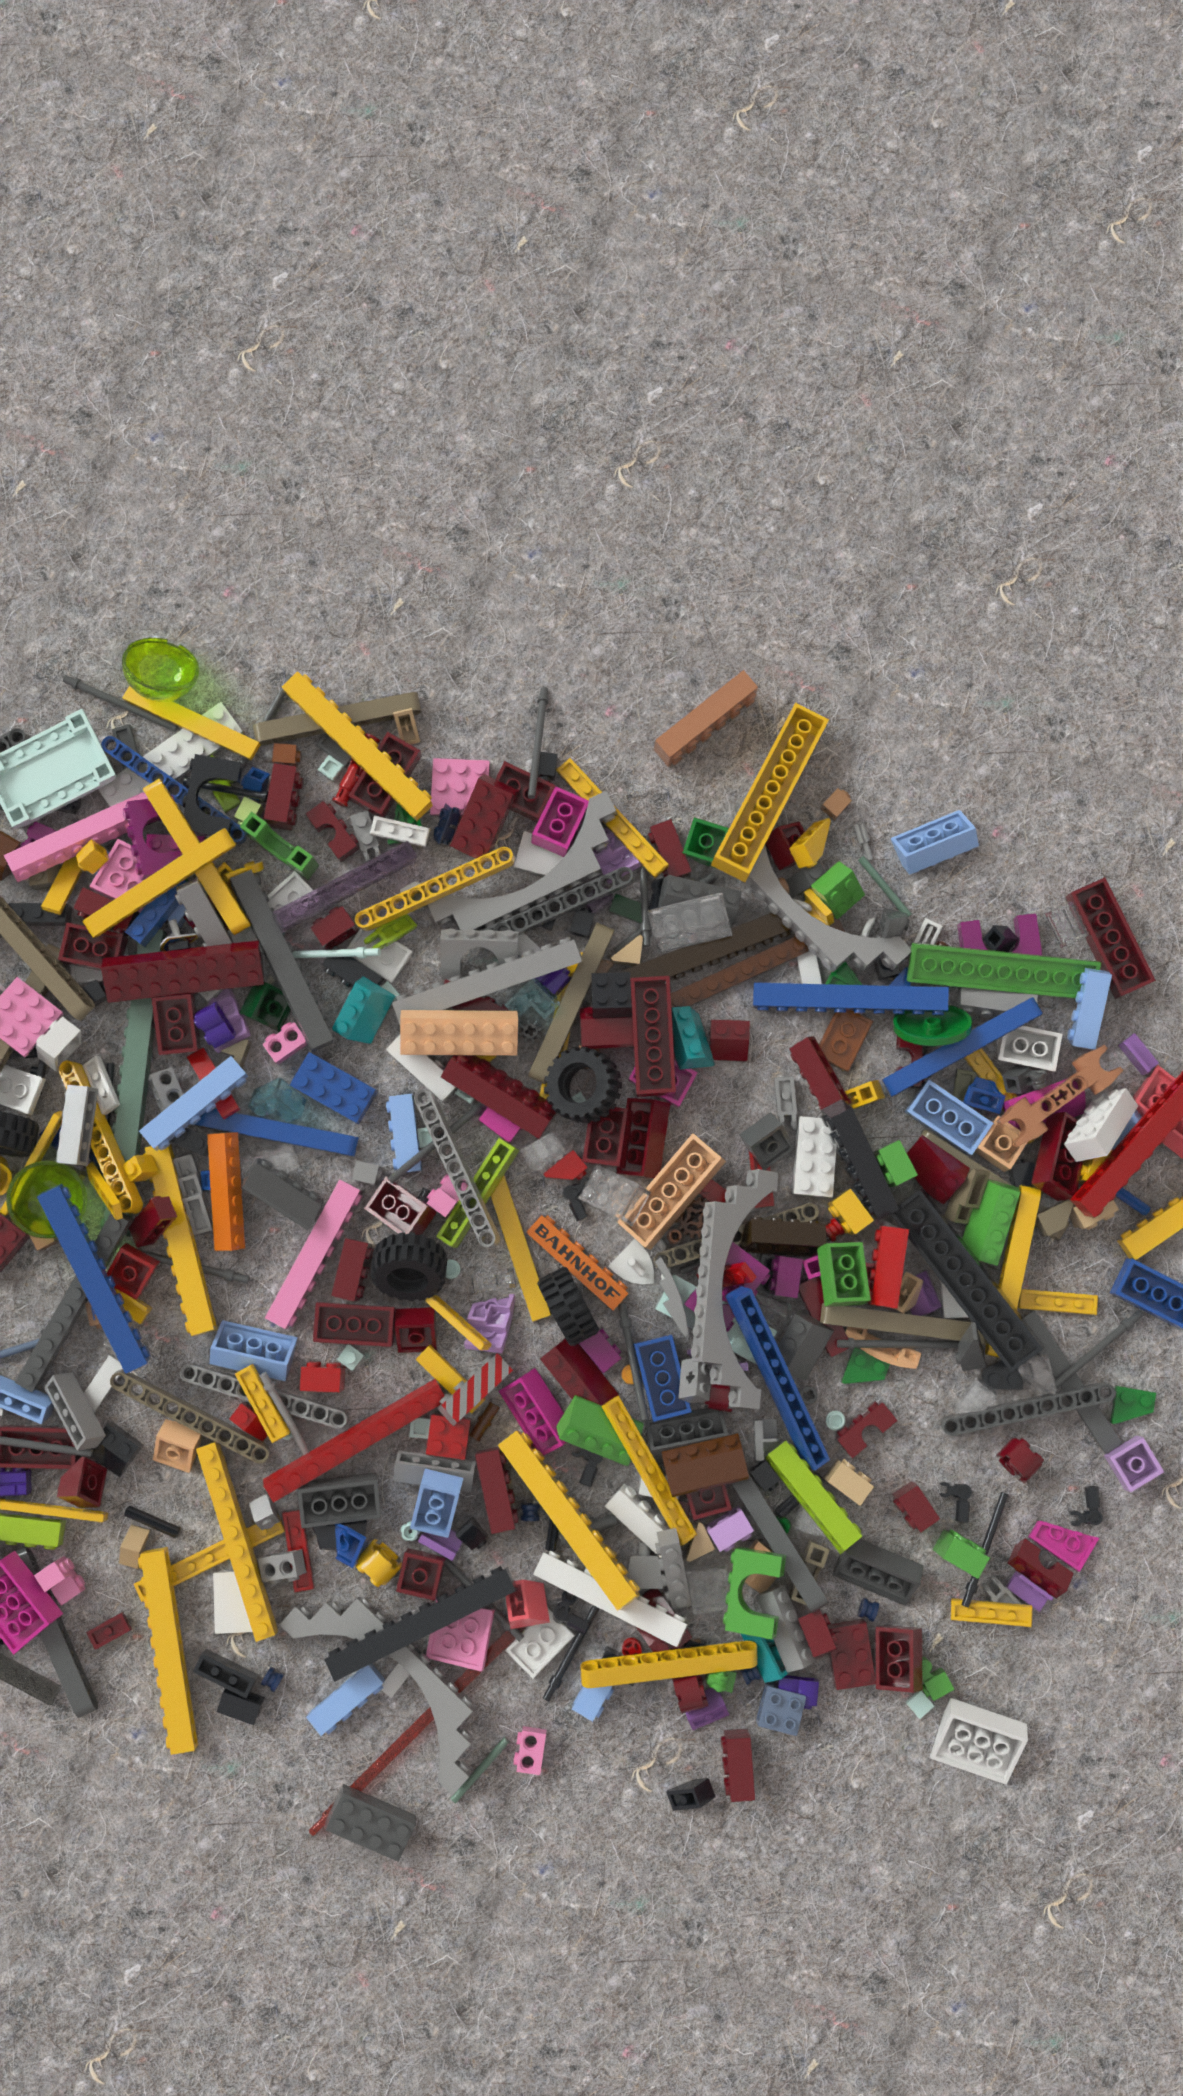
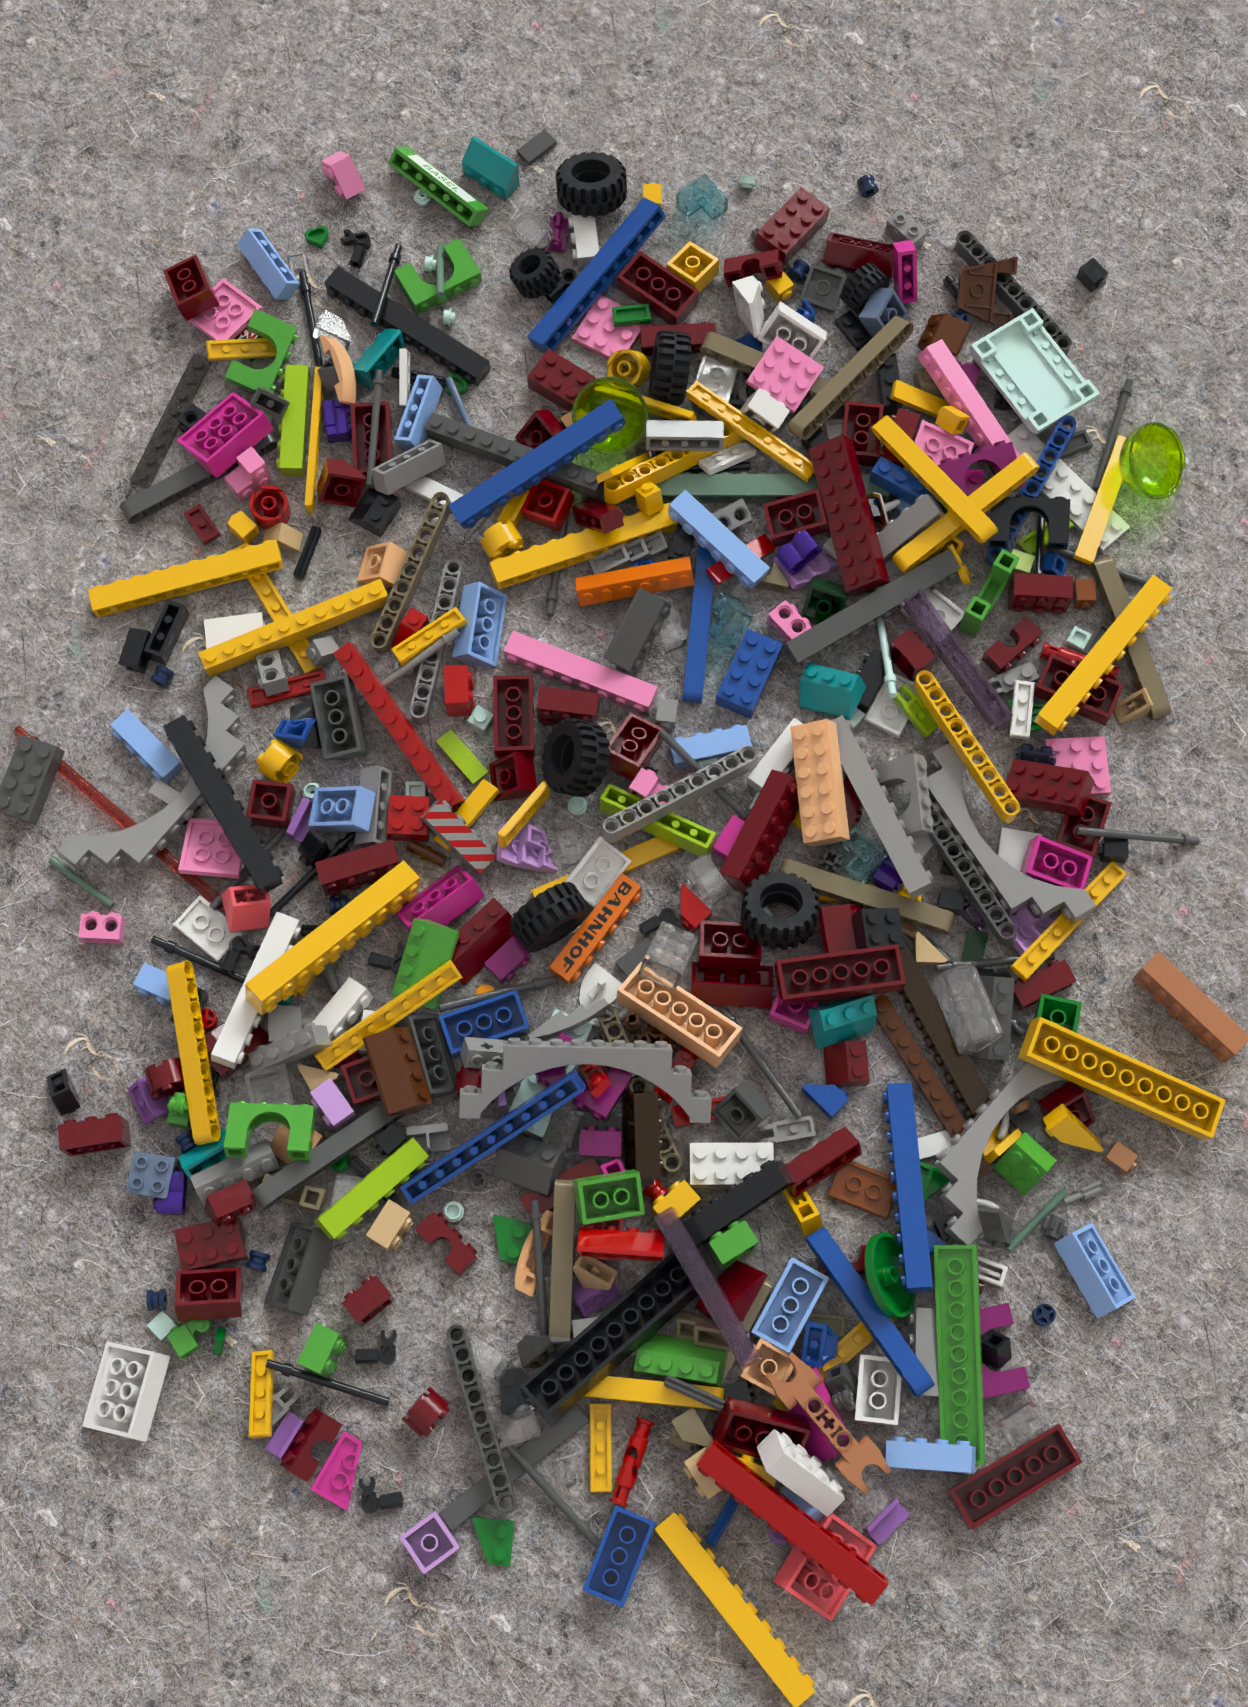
camera: 85 degrees right, 10 degrees down
(50, 1270) = (539, 429): none -> dark red slope
(77, 1058) = (751, 431): none -> yellow tile
(90, 1563) = (269, 506): none -> red brick
(117, 1588) = (243, 527): none -> yellow brick
(167, 1321) = (501, 540): none -> yellow brick
(389, 1379) = (462, 757): none -> lime tile
(468, 1506) = (340, 846): none -> black bar
(522, 1256) = (598, 871): none -> white tile
(608, 1226) = (633, 958): none -> dark grey tile
(676, 1143) = (764, 1067): none -> dark grey bar
(759, 1061) = (826, 1098): none -> blue slope
(895, 871) = (1054, 1227): none -> dark grey gear
(897, 1708) = (156, 1299): none -> dark blue wheel
(936, 1190) = (708, 1287): none -> clear purple brick
(938, 1649) = (219, 1341): none -> green tile
(973, 890) = (1047, 1313): none -> dark blue wheel
(1026, 1212) = (694, 1393): none -> dark grey axle
(1082, 1278) = (629, 1470): none -> red piece

